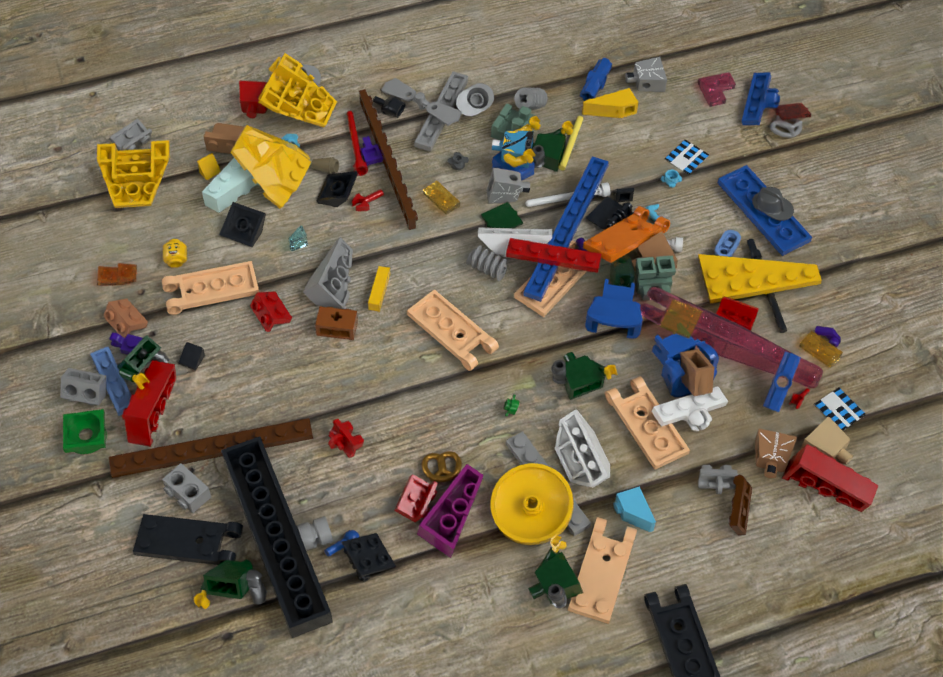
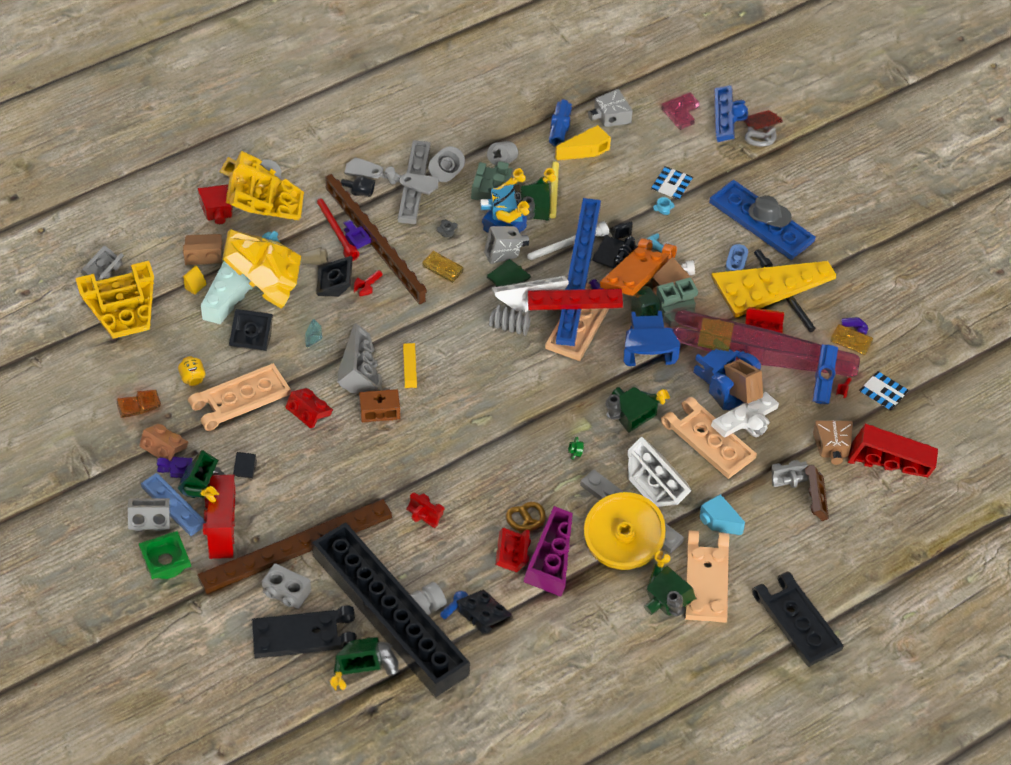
camera: 15 degrees left, 5 degrees down
(445, 322) = (488, 384): light nougat hinge -> none
(830, 441) = (884, 417): tan torso -> none

